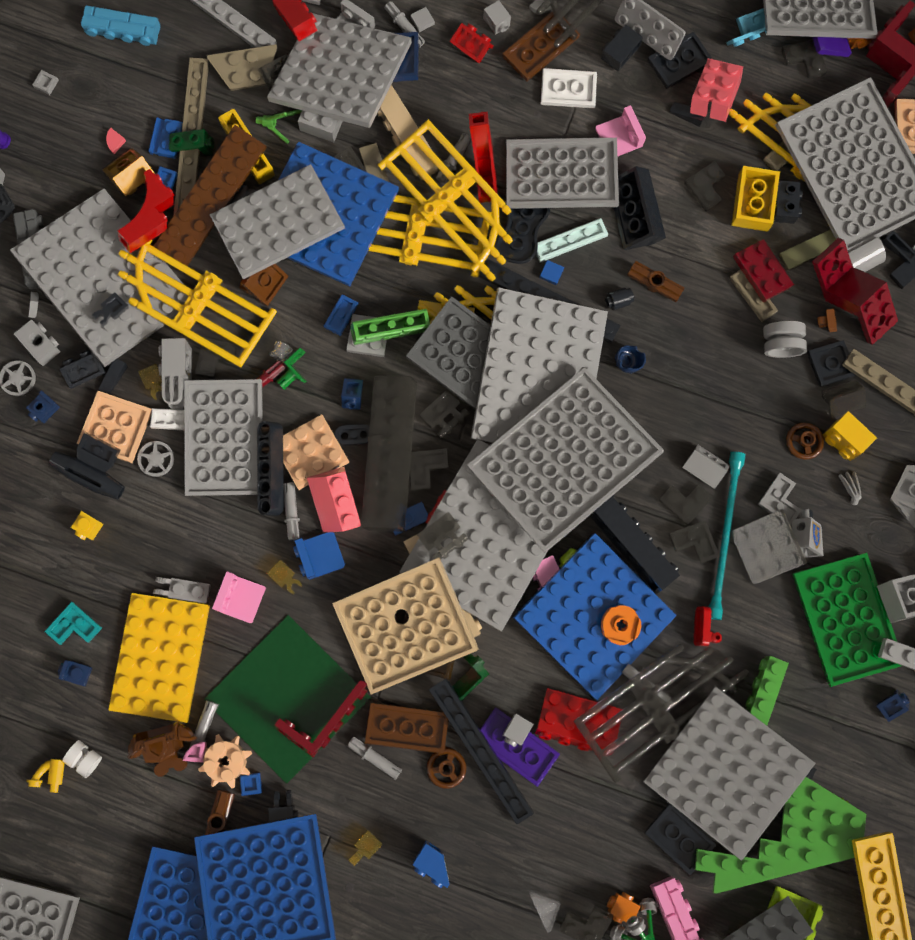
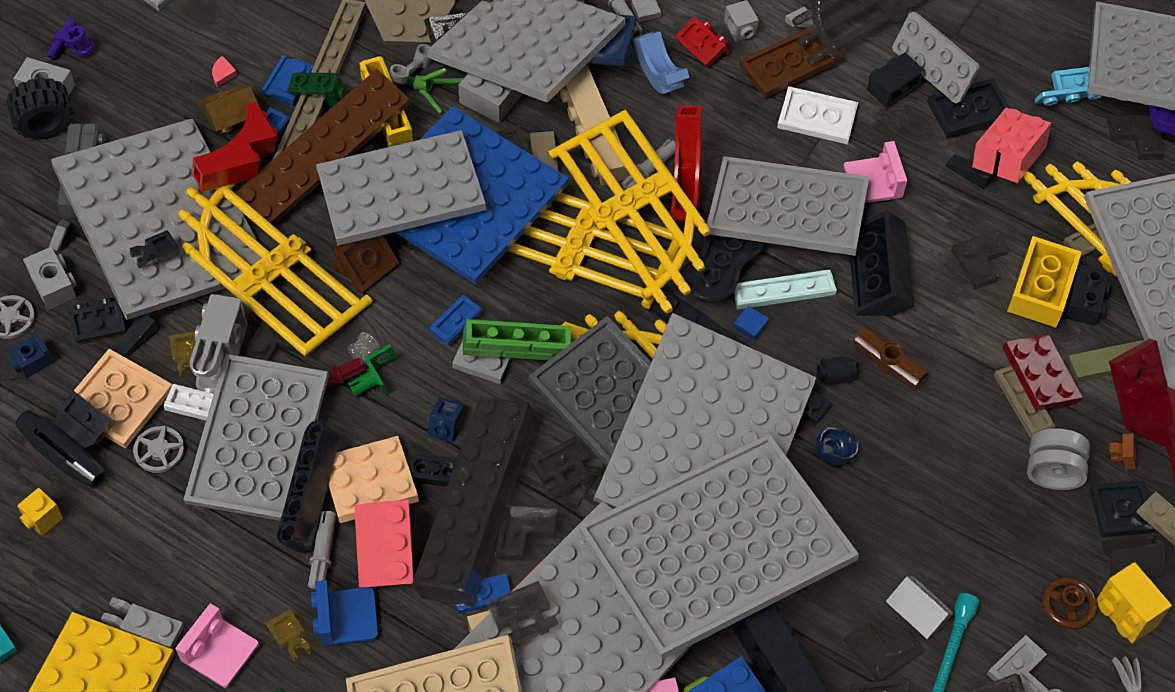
camera: 15 degrees right, 20 degrees down
(250, 118) = (400, 73): none -> light grey bar
(442, 70) = (656, 63): none -> medium blue arch

